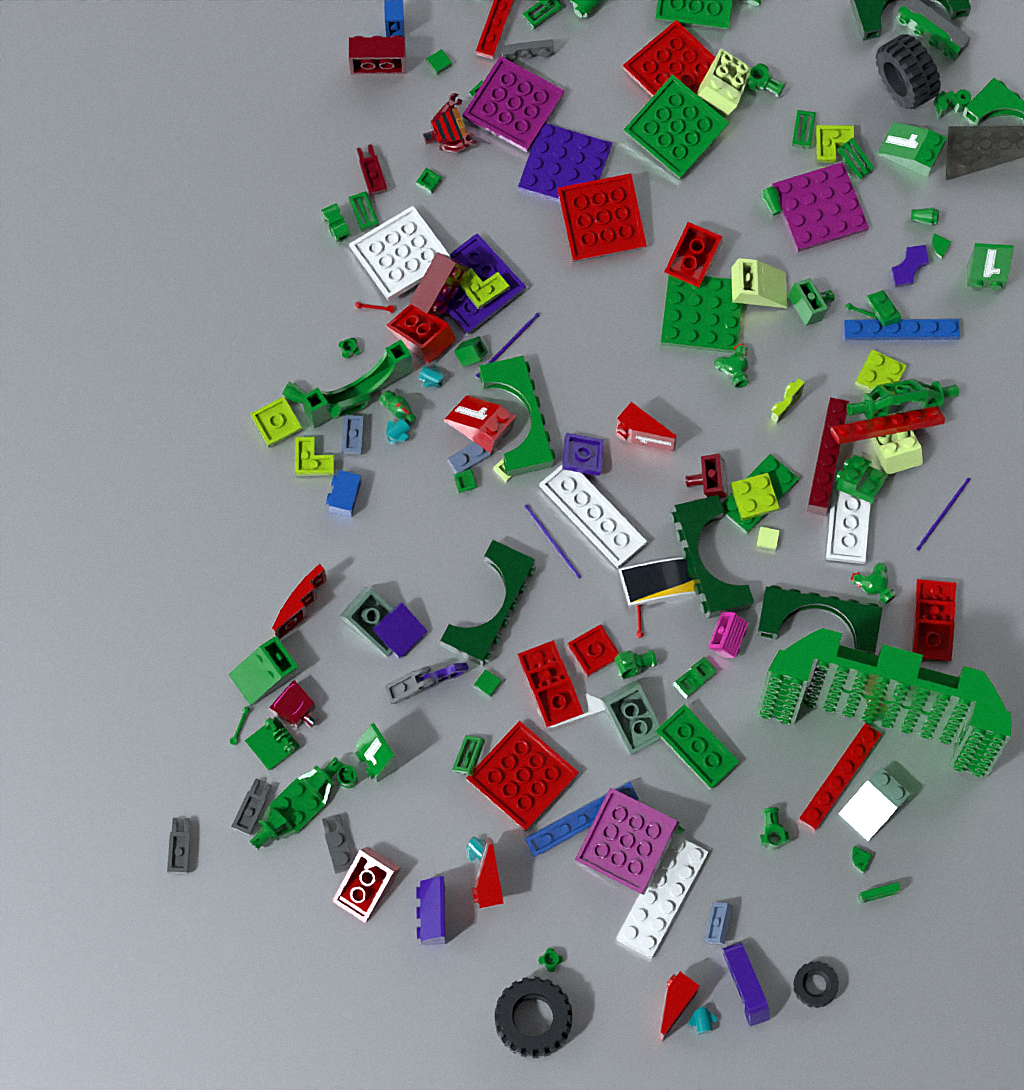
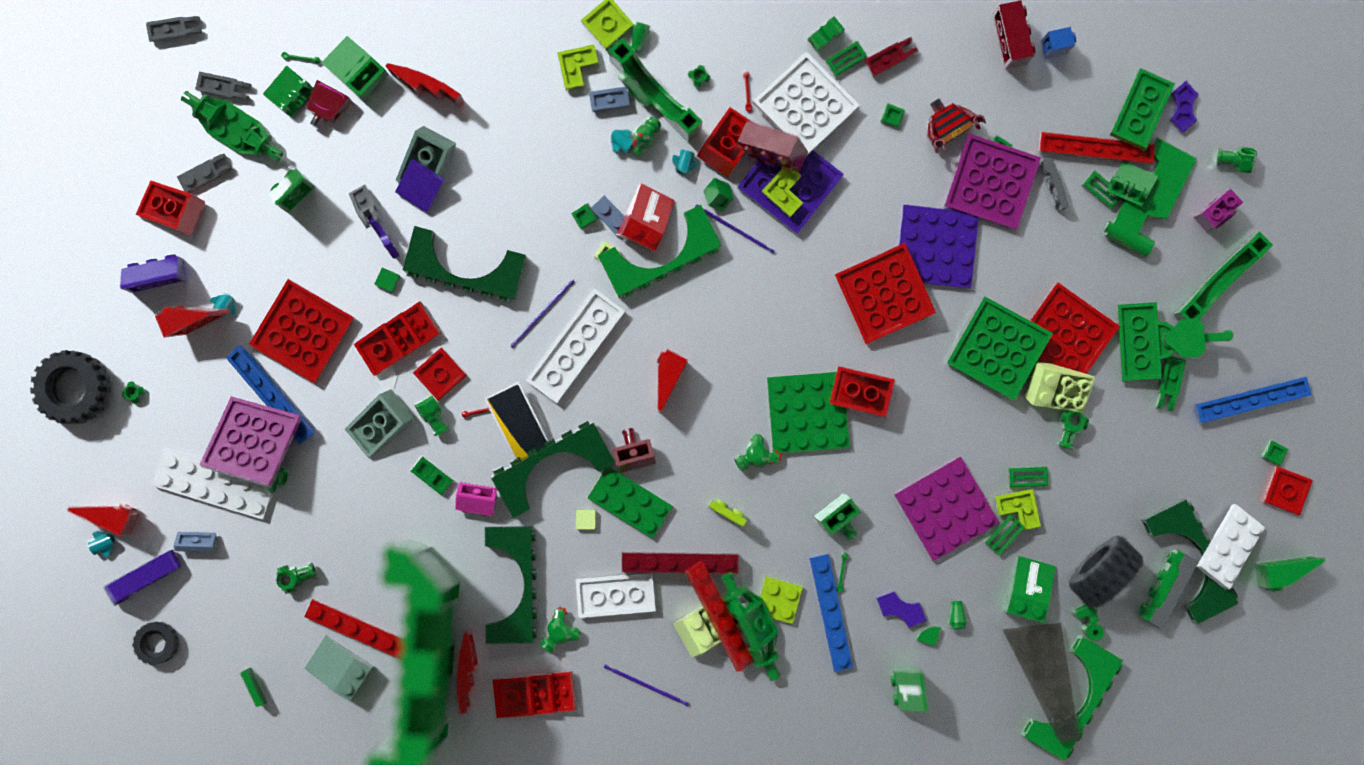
camera: 70 degrees right, 15 degrees up
(344, 493) = (547, 103): blue brick -> none
(347, 773) = (264, 165): green wheel -> none
(439, 61) = (1024, 98): green tile -> none
(471, 756) = (314, 280): green tile -> none
(582, 454) = (633, 324): dark purple tile -> none
(697, 746) = (360, 489): green plate -> none
(754, 496) = (622, 499): lime plate -> none
(758, 284) = (845, 462): yellowish green slope -> none
(772, 200) = (942, 459): green cone -> none
(860, 859) = (285, 664): green tile -> none
(861, 479) = (661, 599): green plate -> none
(883, 308) = (847, 590): green plate -> none

